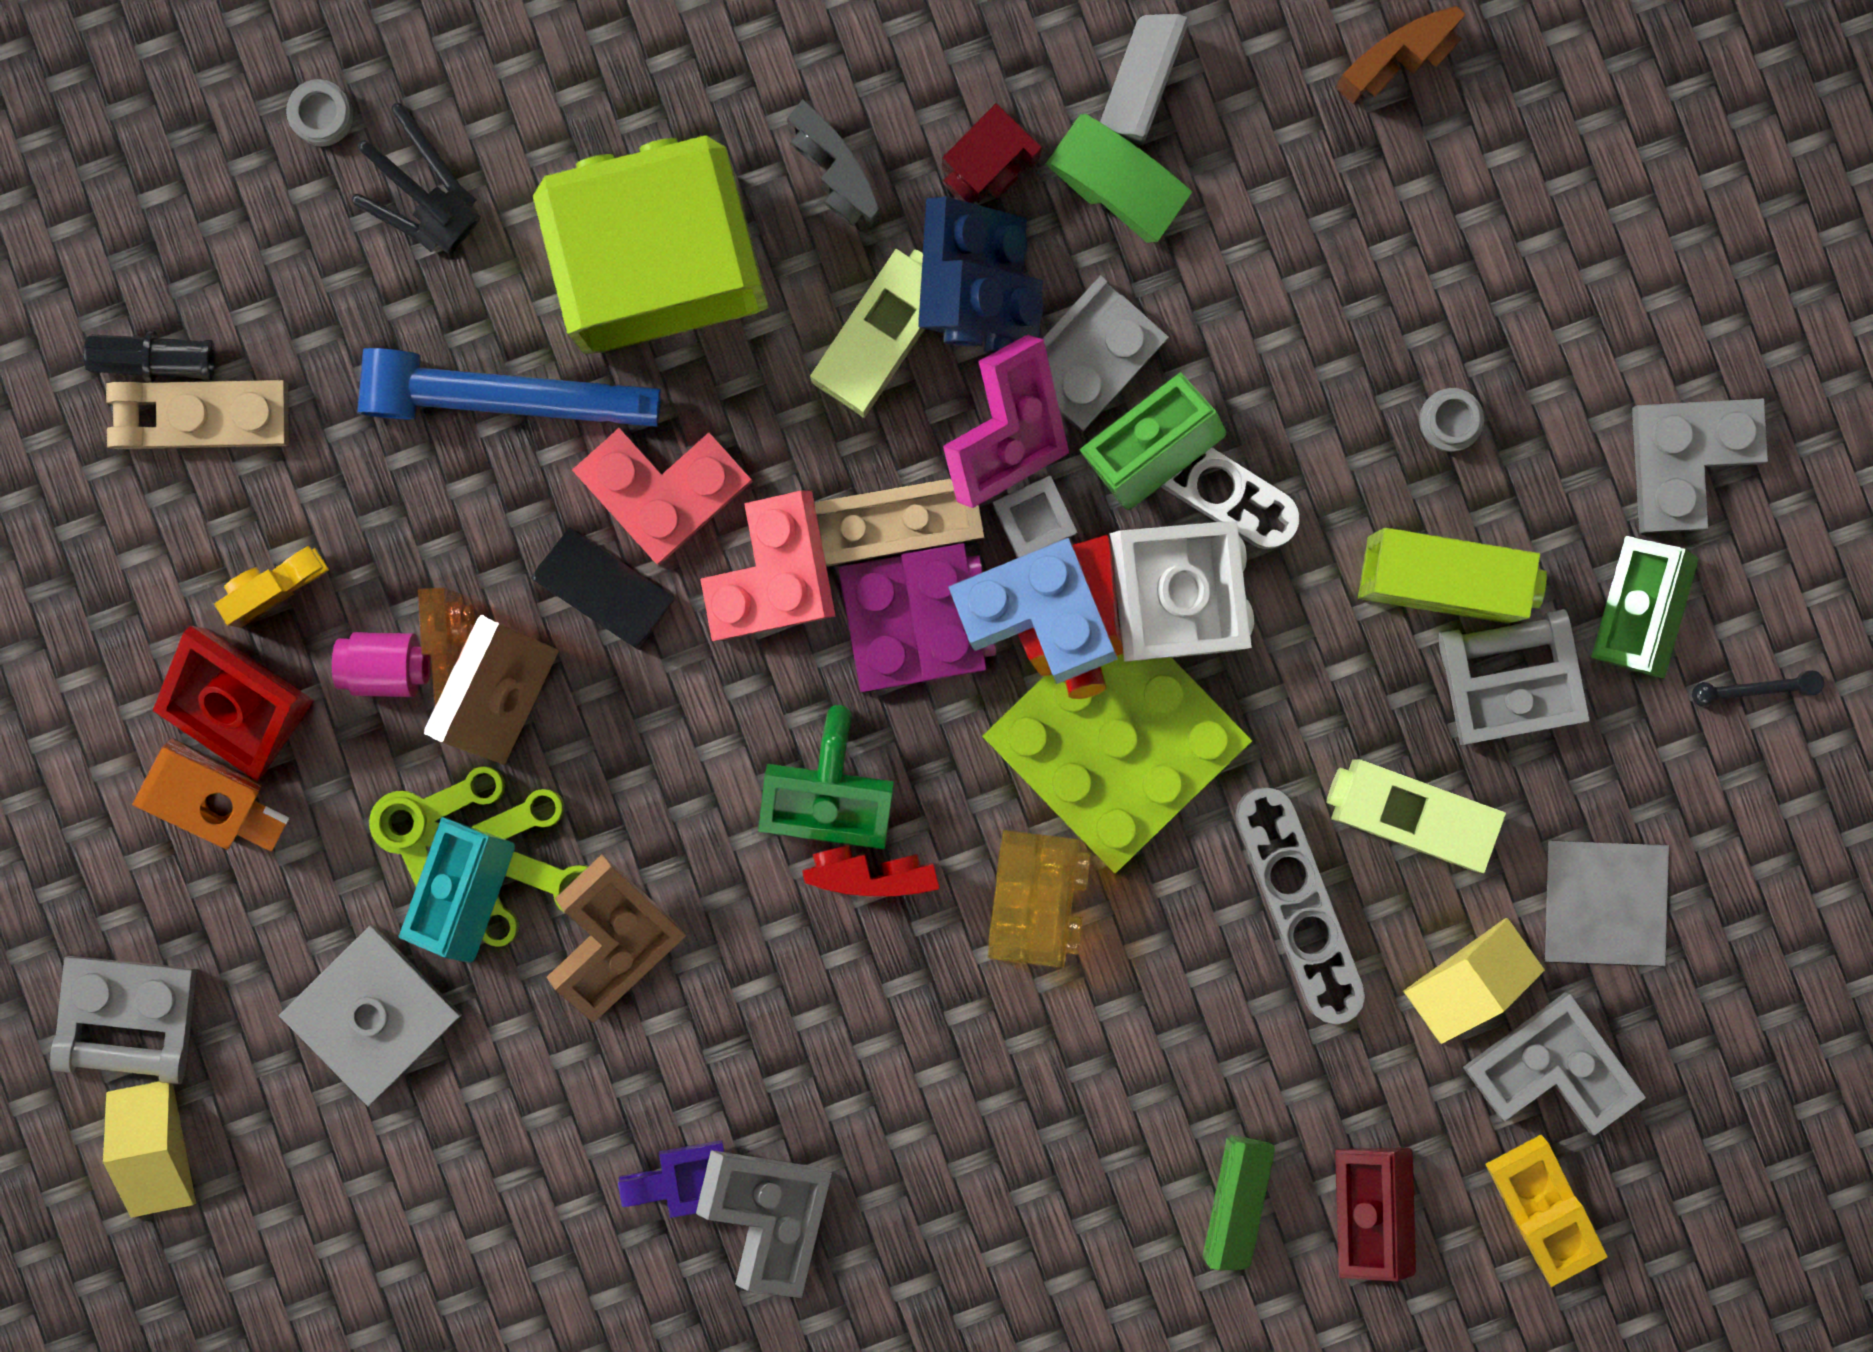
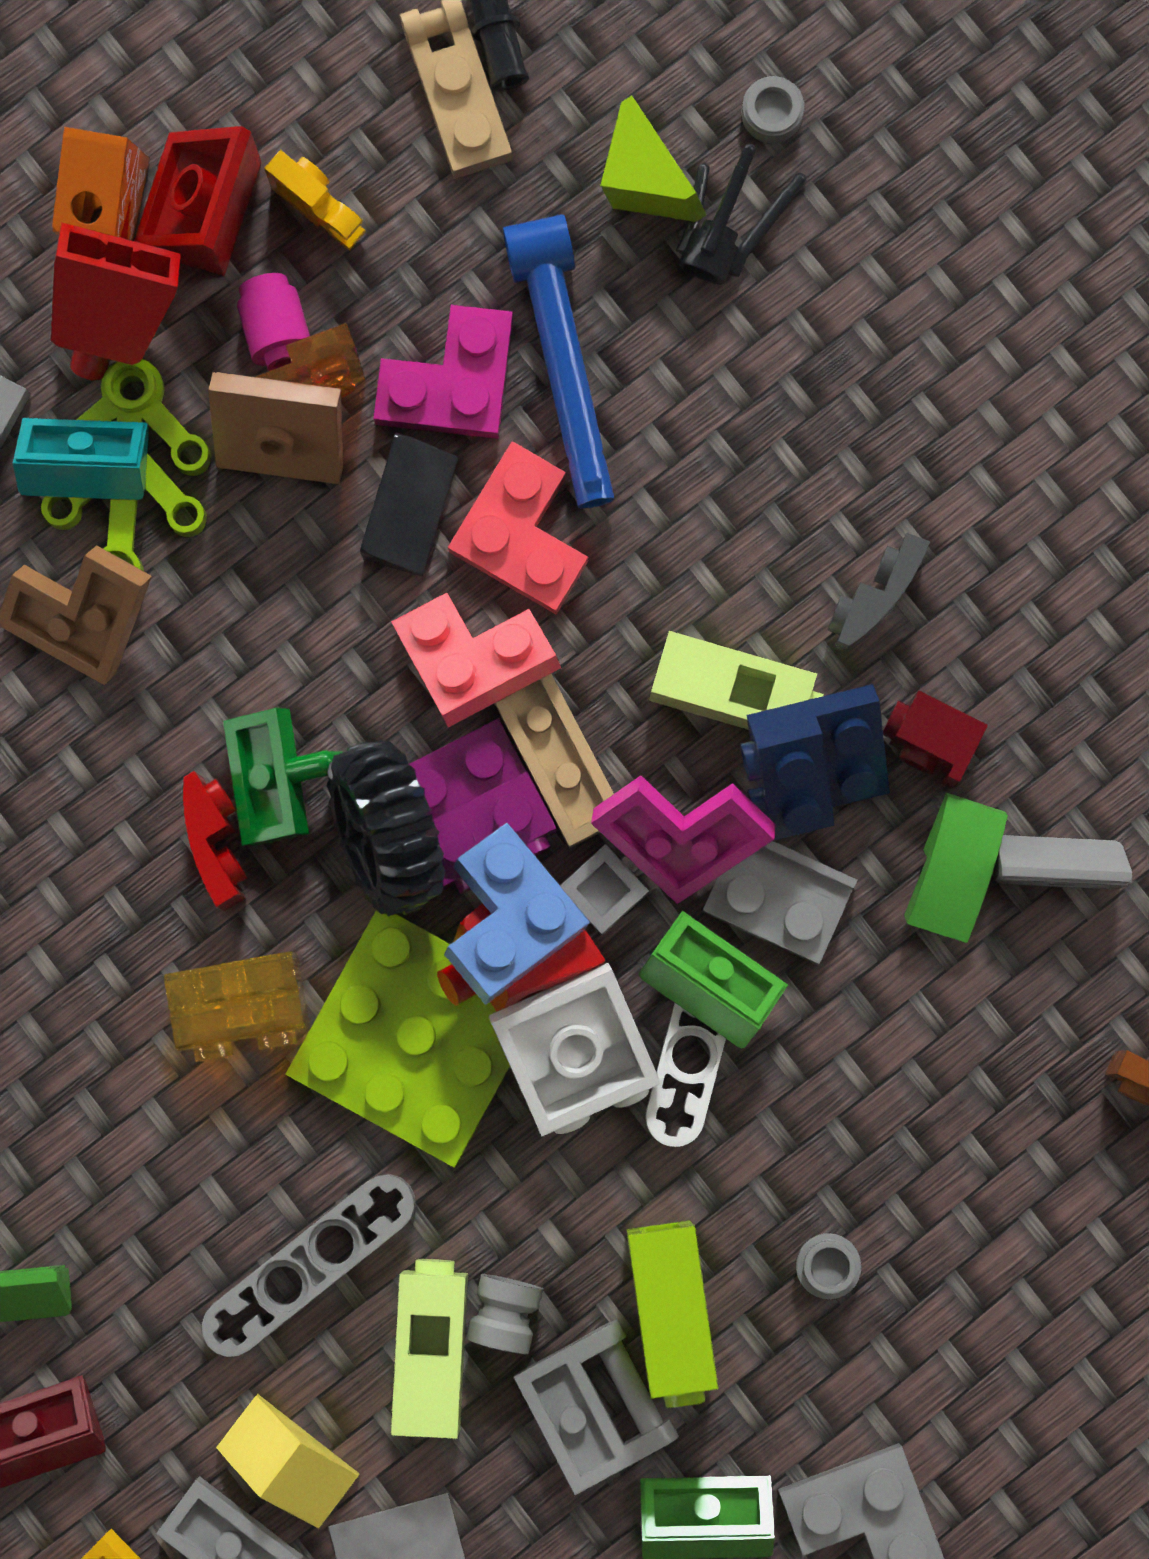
camera: 80 degrees right, 5 degrees down
(311, 813) = (108, 297): none -> red torso
(347, 256) = (643, 173): none -> lime slope
(507, 505) = (463, 392): none -> dark pink plate
(649, 244) = (742, 437): lime plate -> none
(916, 703) = (385, 827): none -> black gear
(1407, 737) = (504, 1315): none -> light grey wheel

